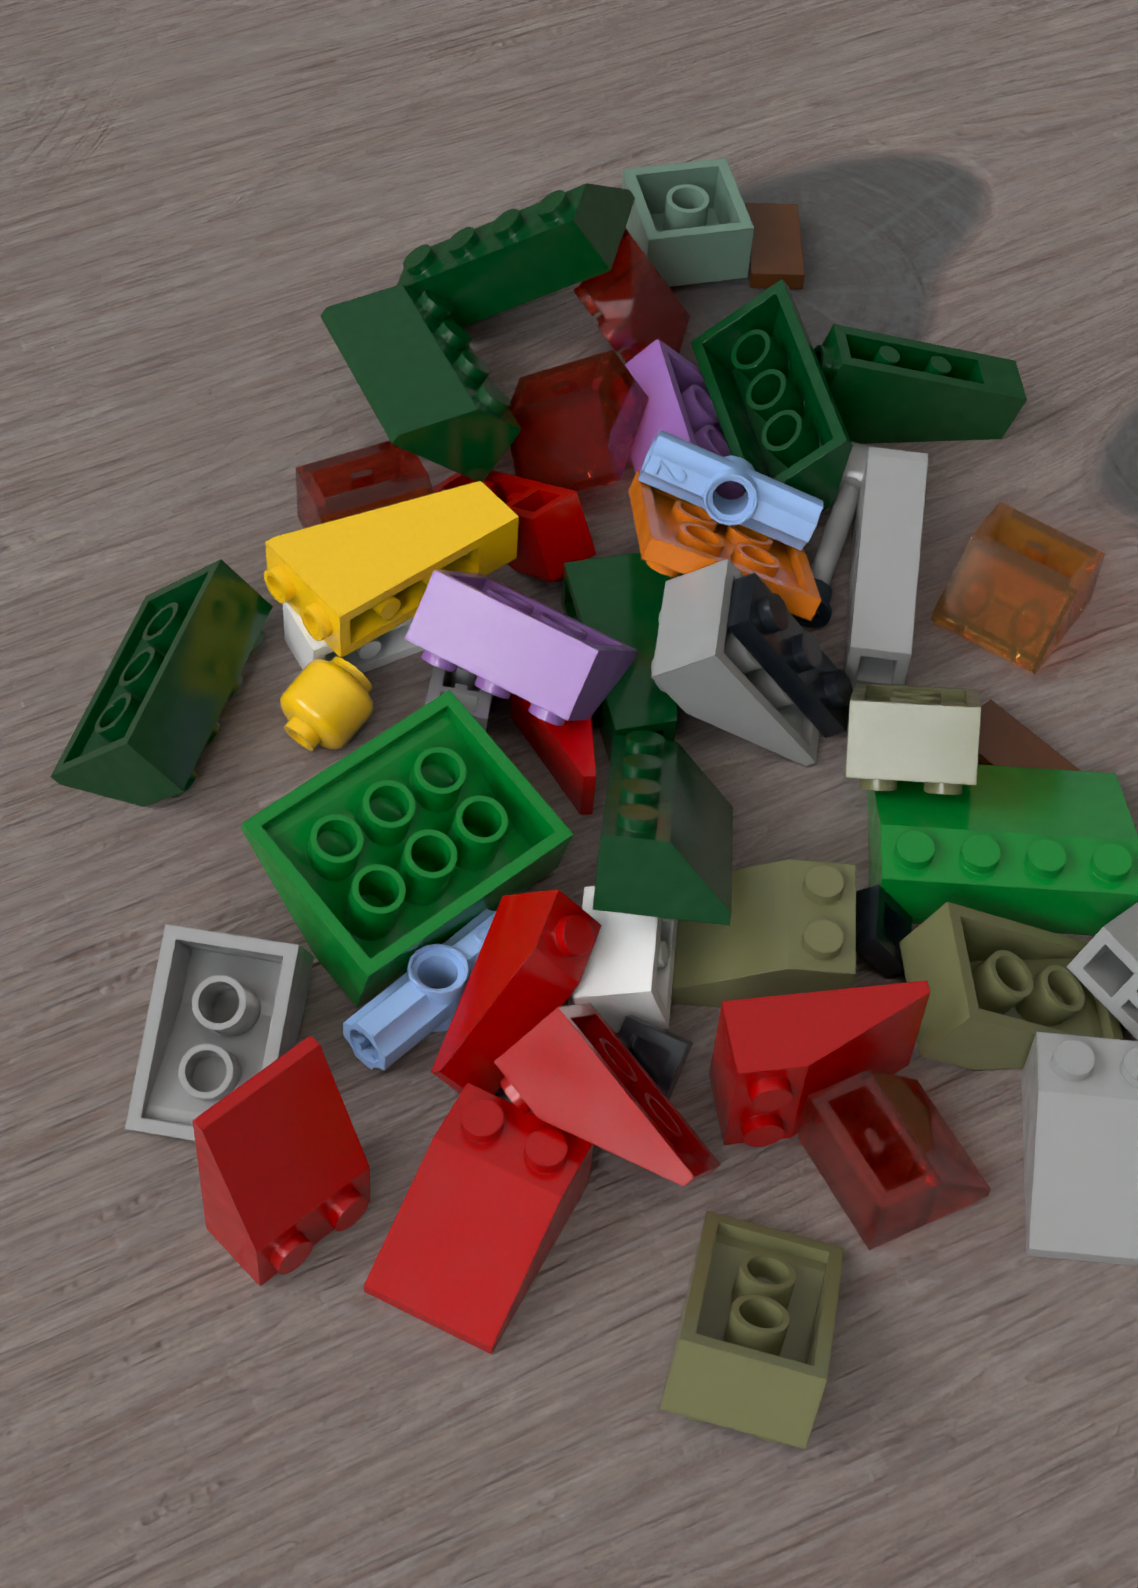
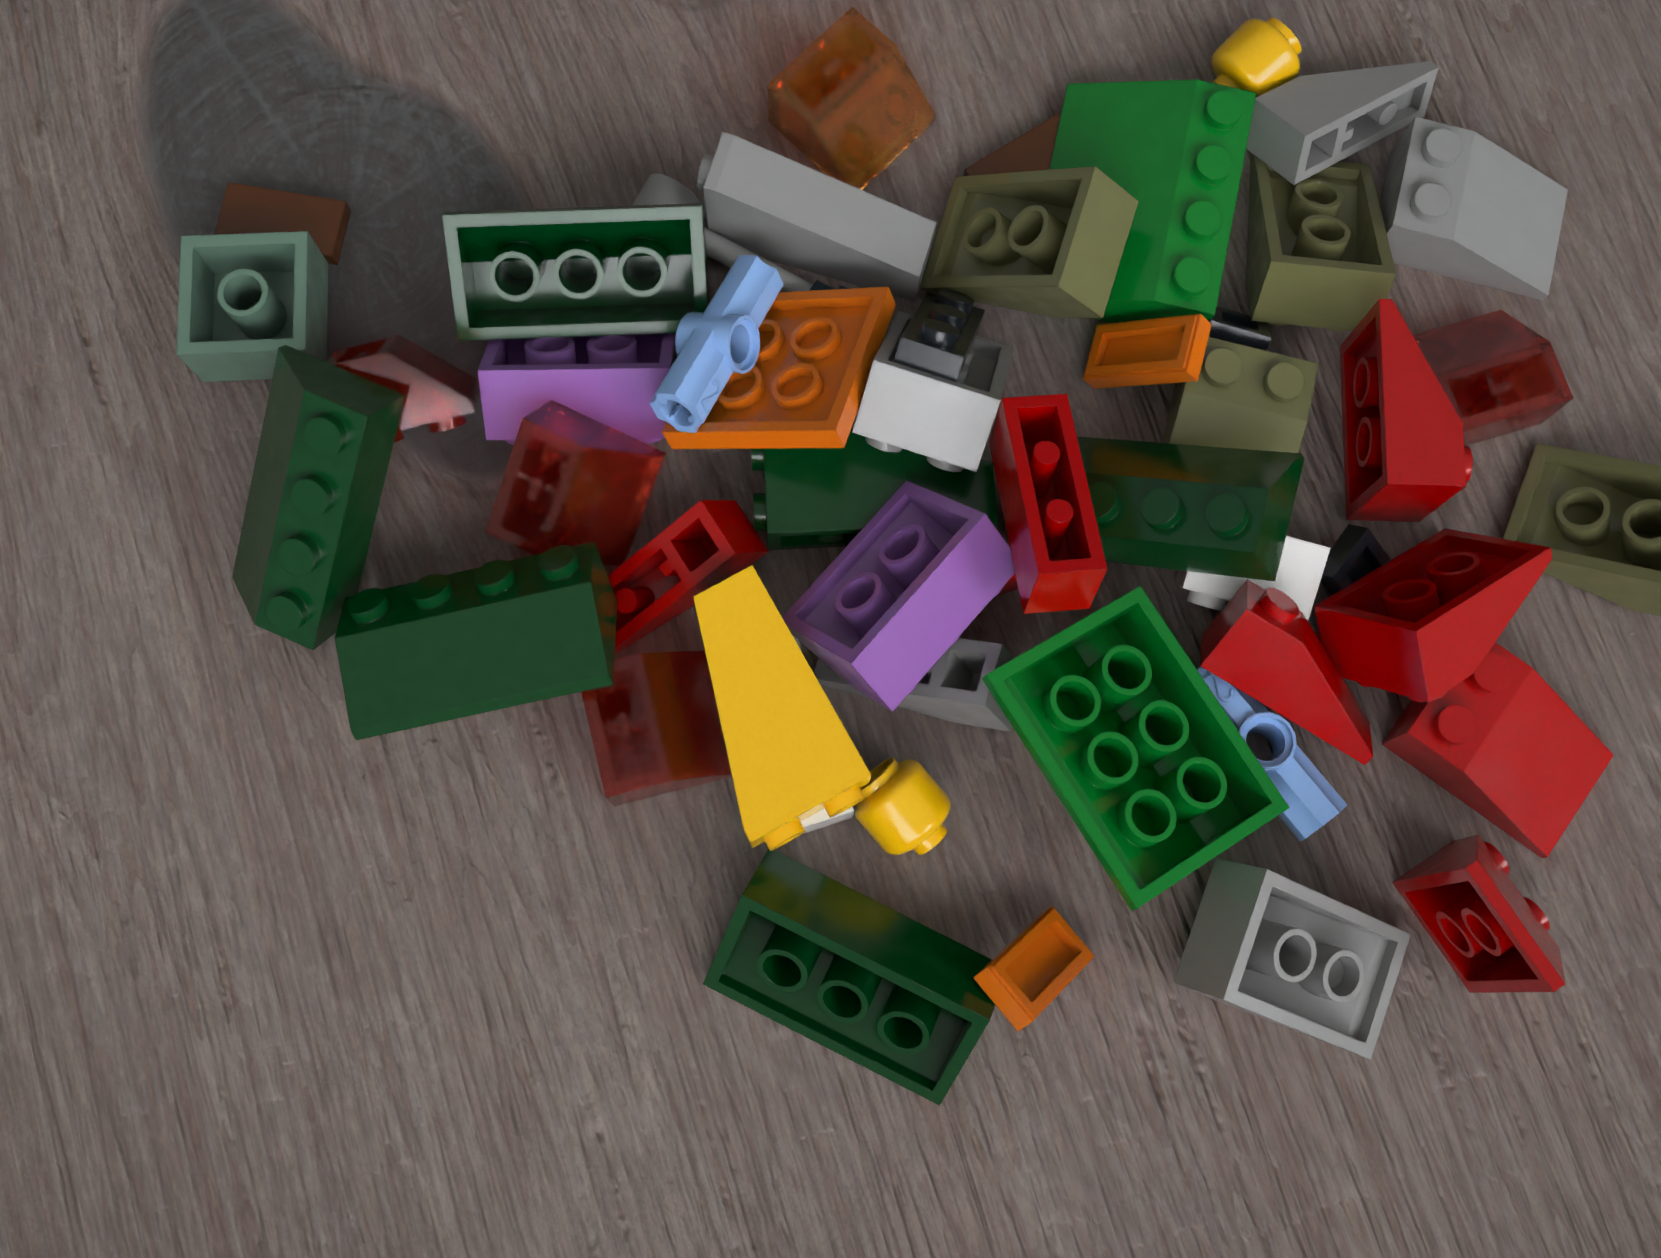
camera: 80 degrees left, 25 degrees up
(184, 807) = (1034, 968): none -> orange tile
(620, 697) = (1046, 504): none -> red brick
(831, 841) = (1147, 352): none -> orange tile
(917, 389) = (563, 118): dark green slope -> none

